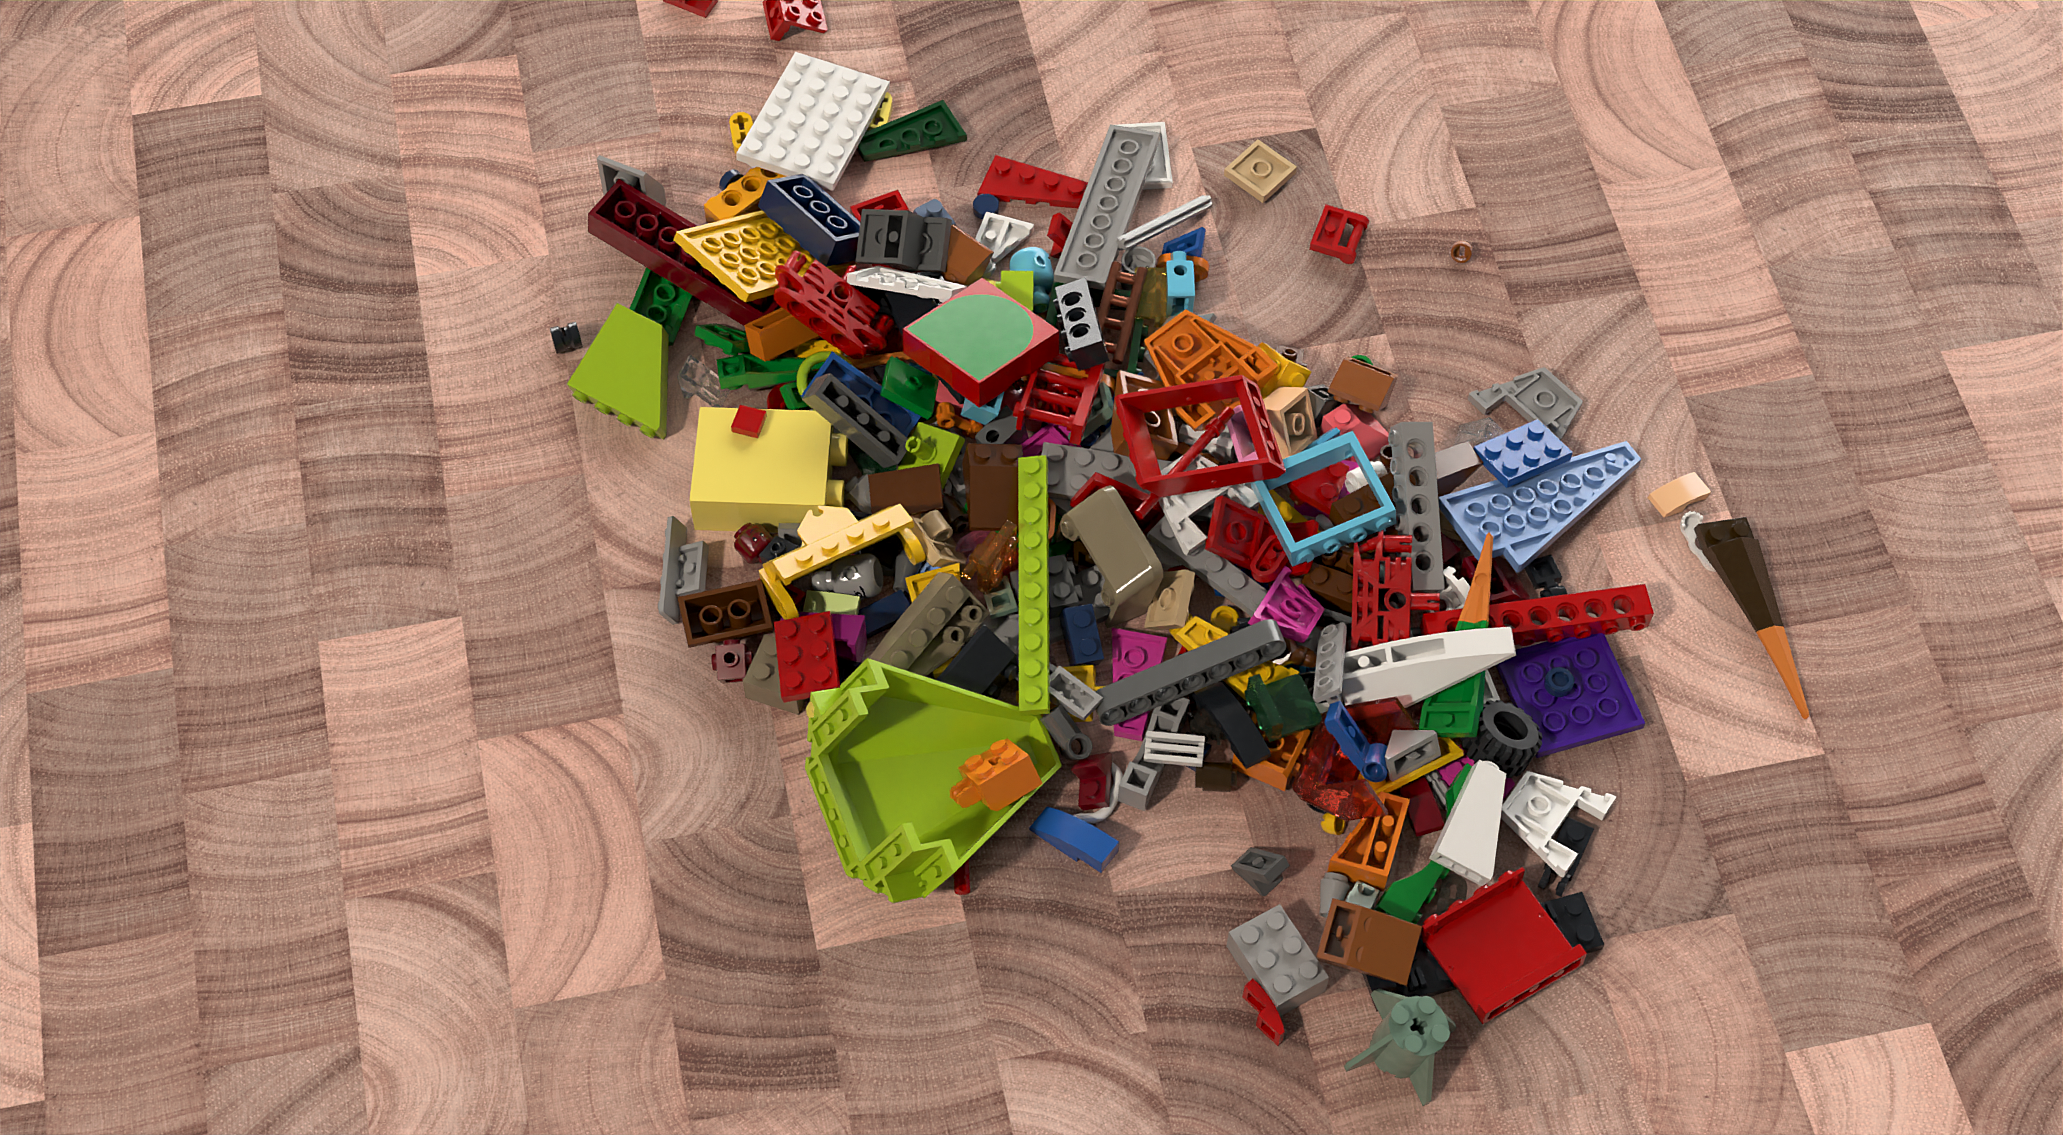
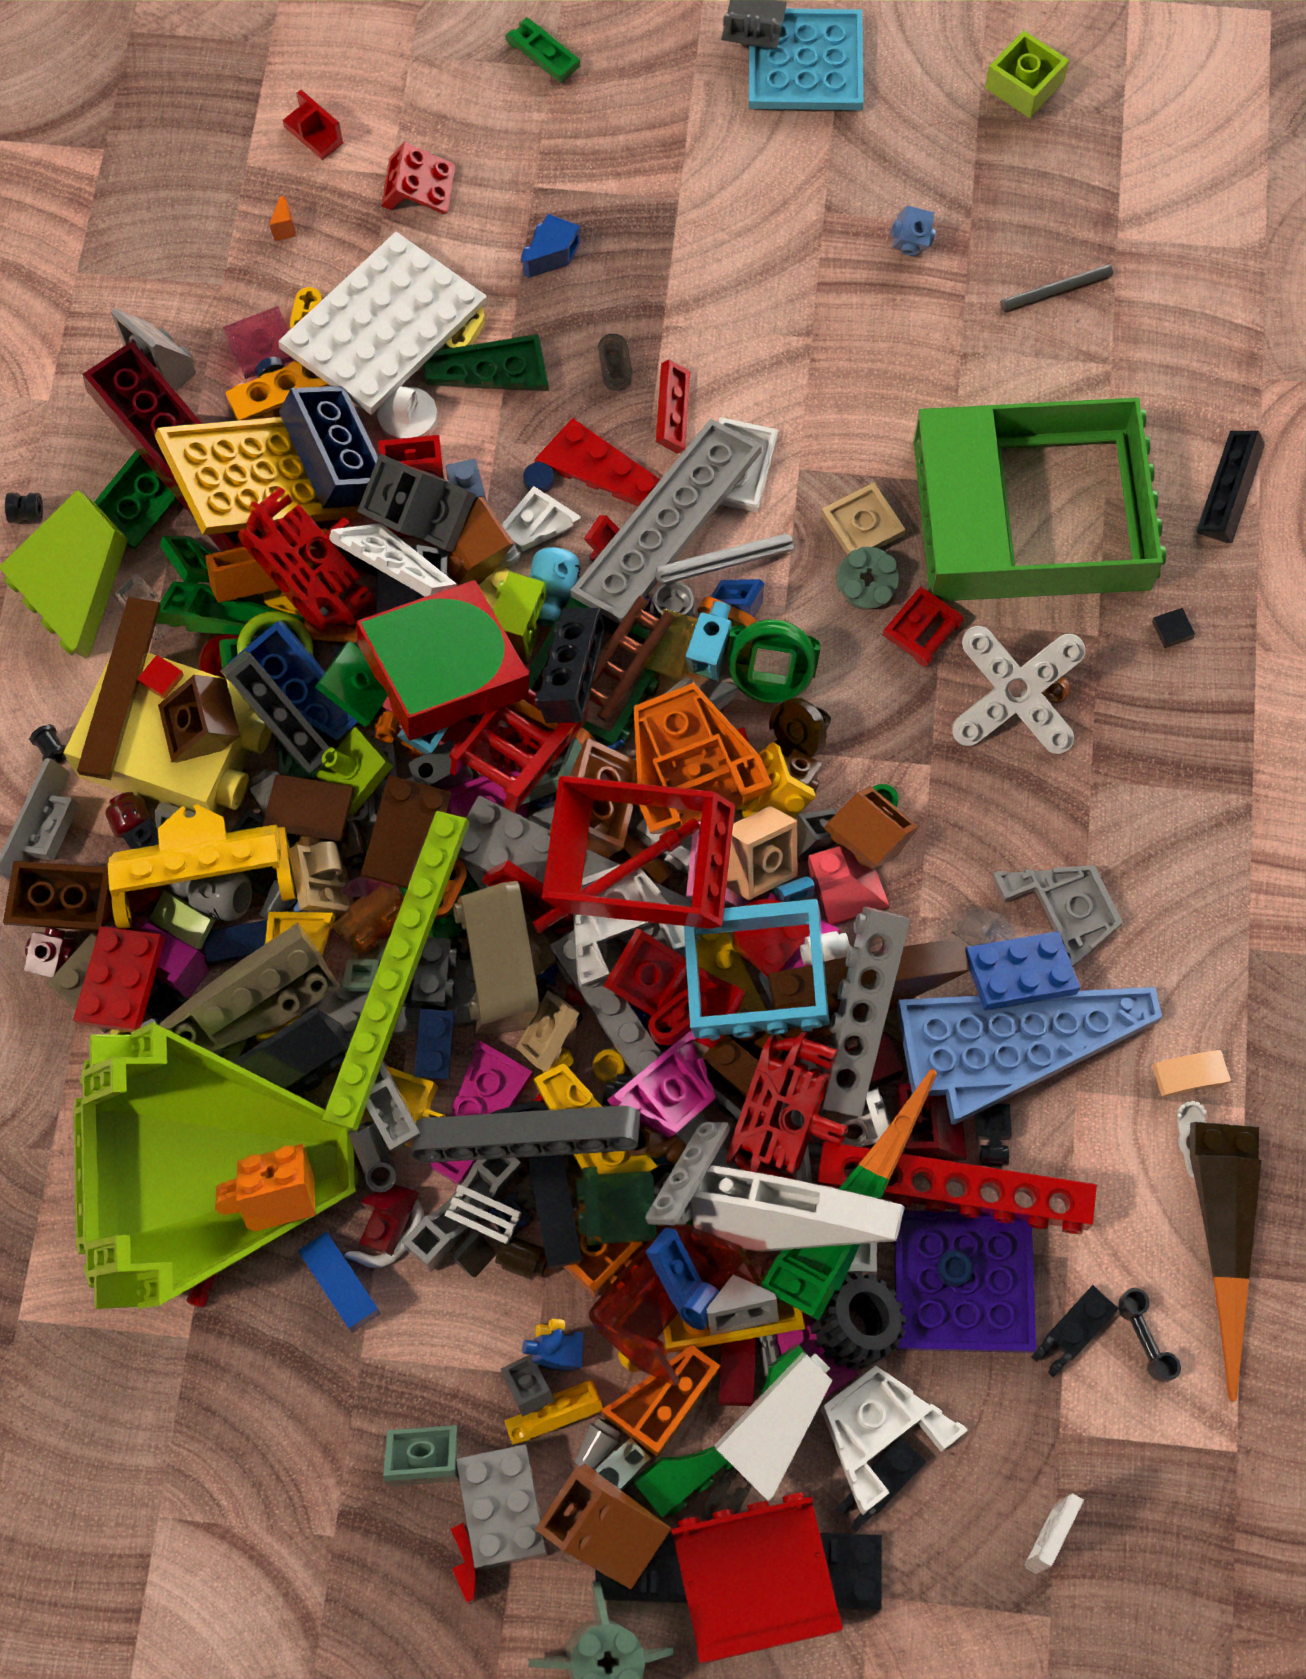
camera: 20 degrees right, 10 degrees up
(662, 508) = (48, 743): none -> black bush
(695, 69) = (281, 221): none -> orange slope
(711, 161) = (257, 339): none -> clear pink plate
(717, 439) = (119, 688): none -> reddish brown tile
(795, 441) = (198, 718): none -> reddish brown slope
(858, 185) = (408, 414): none -> white tile
(926, 32) = (551, 247): none -> blue slope
(1016, 110) = (615, 364): none -> clear smoke plate
(1074, 126) = (673, 406): none -> red plate
(1175, 786) = (474, 1254): none -> pearl dark grey slope
(1197, 947) = (421, 1456): none -> sand green slope
(1257, 284) = (774, 636): none -> green piece
(1273, 833) = (555, 1350): none -> blue piece
(1275, 326) = (799, 727): none -> dark brown tile
(1291, 200) = (854, 589): none -> sand green plate
(1300, 871) = (568, 1406): none -> yellow hinge
(1341, 140) = (967, 501): none -> bright green panel
(1449, 265) = (1032, 705): none -> white piece
(1532, 184) = (1173, 627): none -> black tile
(1533, 73) = (1231, 485): none -> black slope
(1668, 700) = (1077, 1328): none -> black hinge
(1704, 670) = (1161, 1366): none -> black bar
(1716, 840) = (1053, 1534): none -> white tile

